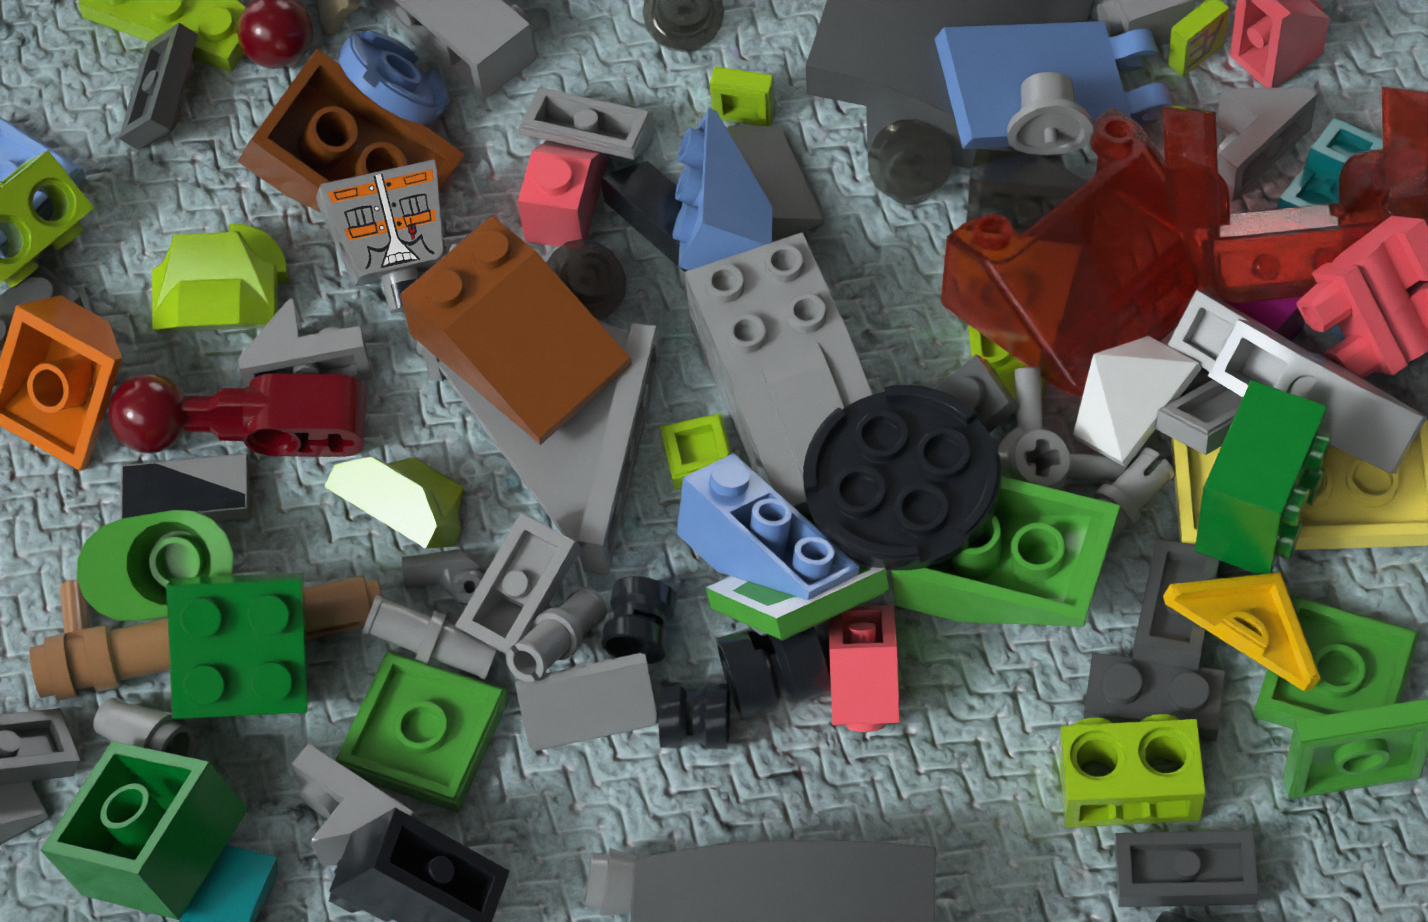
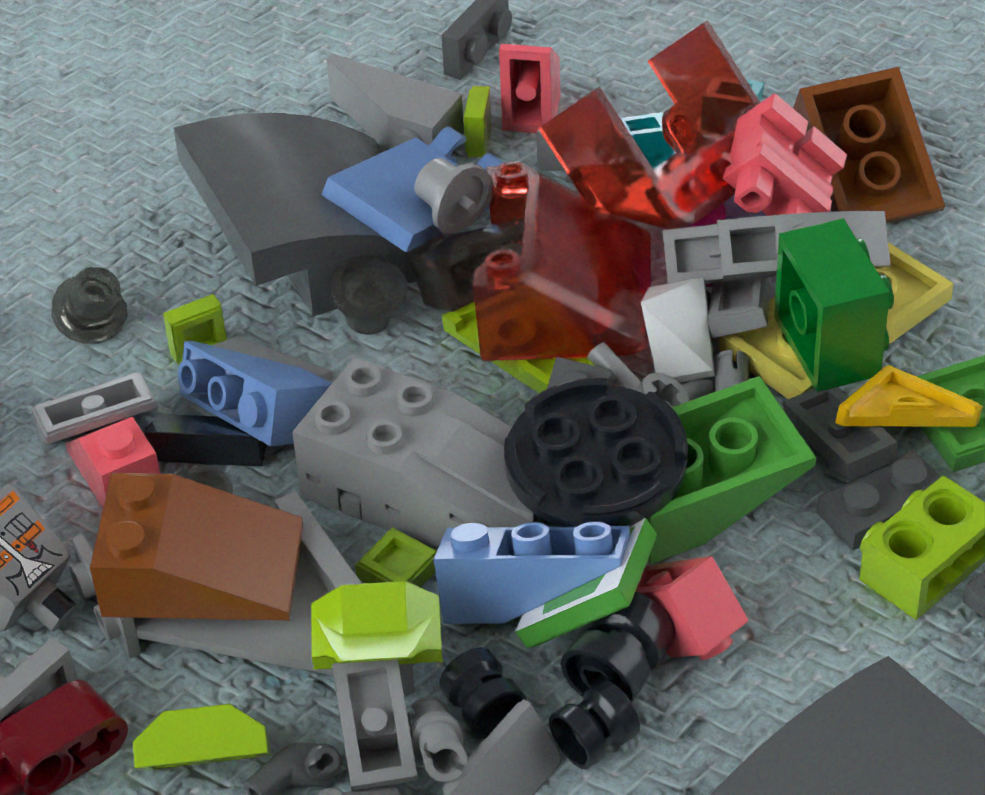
camera: 45 degrees left, 15 degrees down
(585, 508) = (376, 625): none -> lime slope

